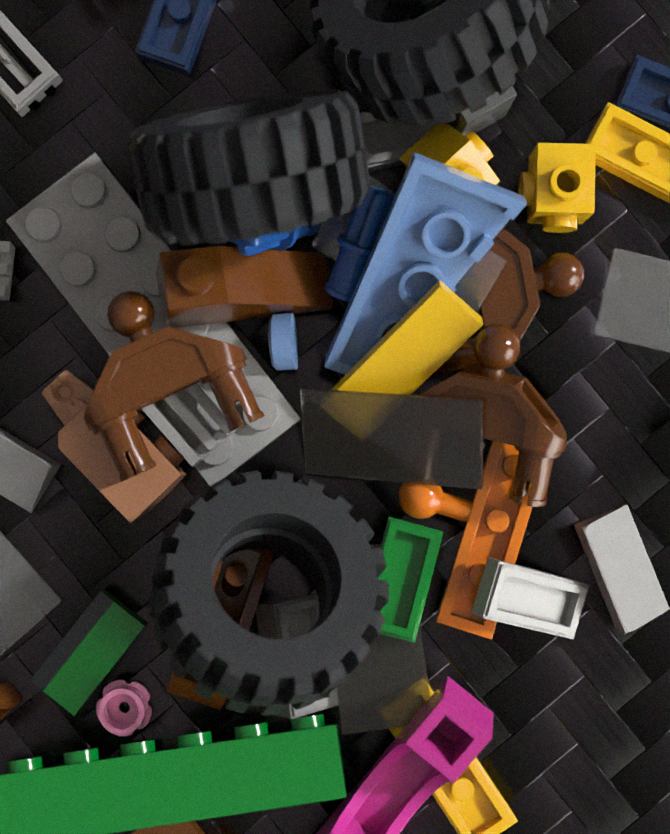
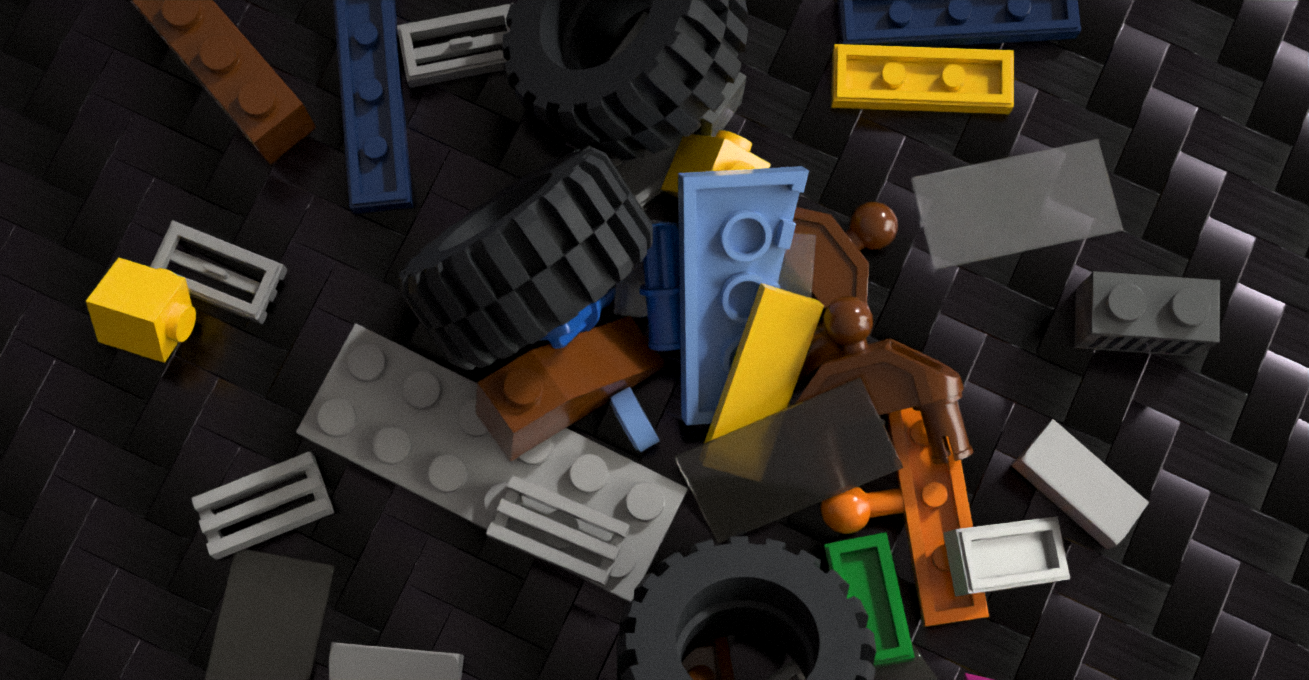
camera: 30 degrees left, 10 degrees down
(133, 497) = (512, 607): nougat hinge -> none
(154, 369) = (525, 500): reddish brown connector -> none
(559, 185) = (829, 143): yellow brick -> none

